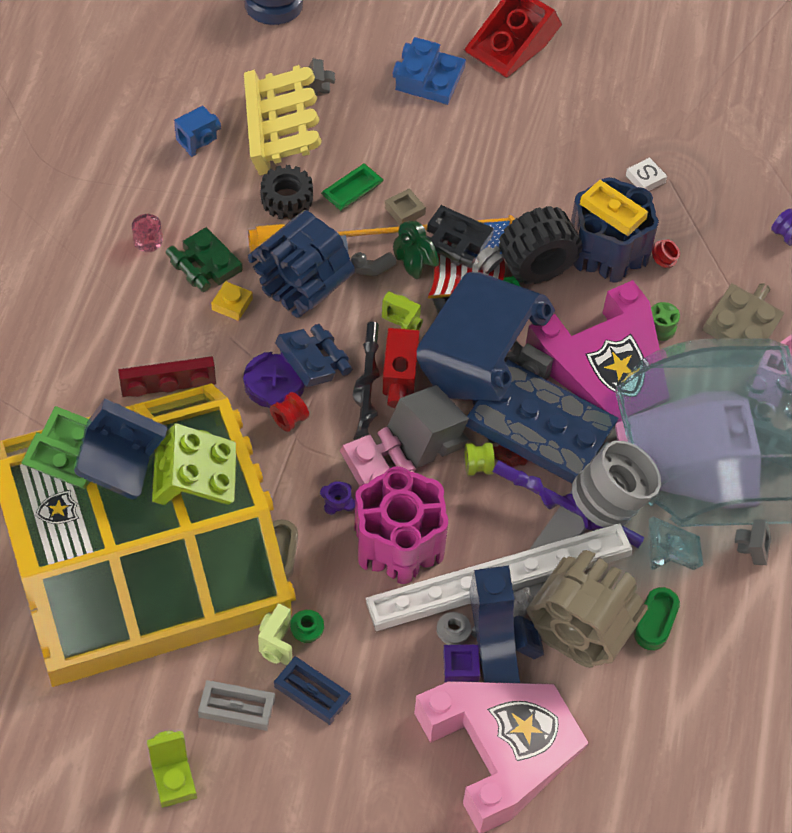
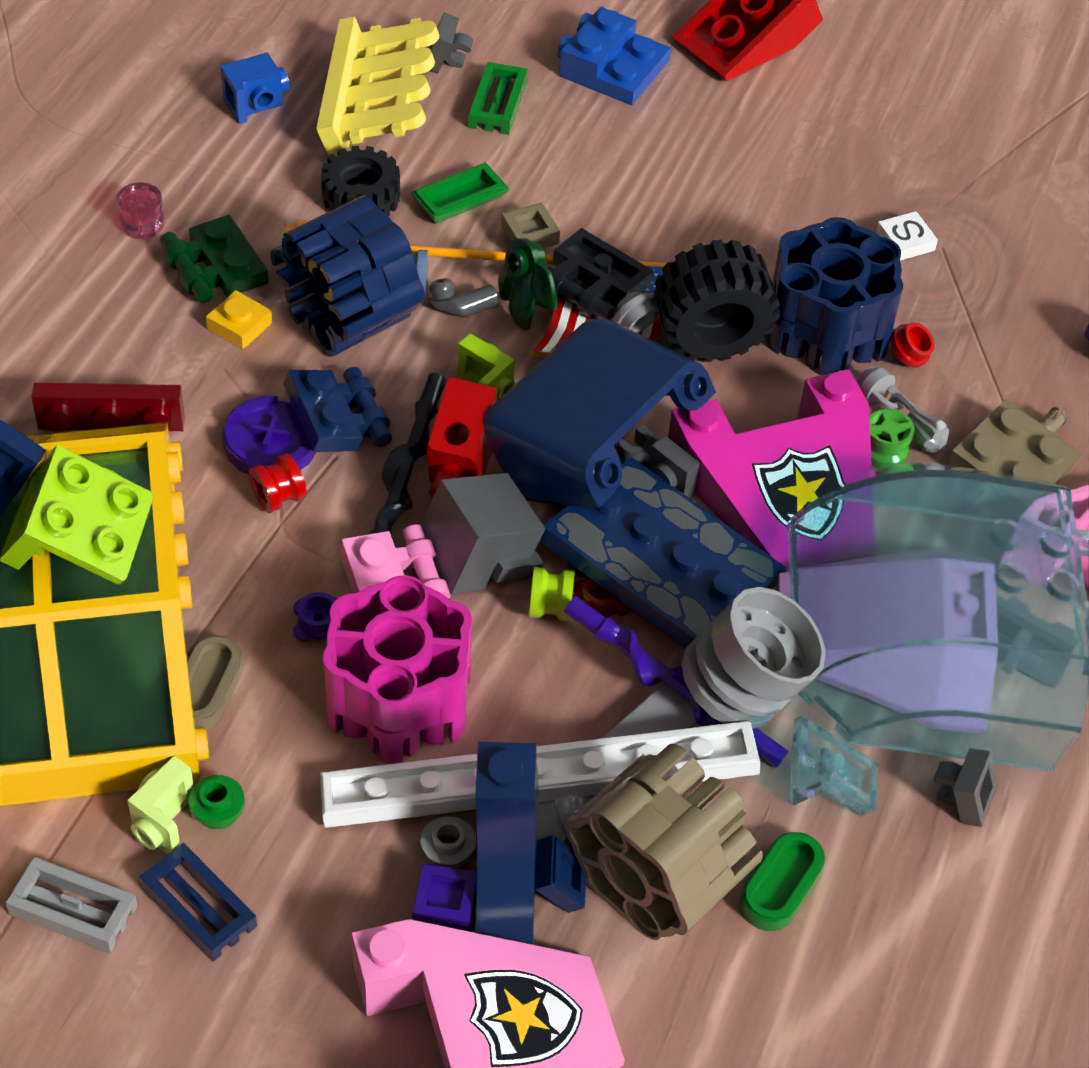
camera: 10 degrees right, 5 degrees down
(359, 129) = (493, 117): none -> green tile
(613, 207) = (835, 256): yellow plate -> none
(688, 312) = (928, 431): none -> light grey piece

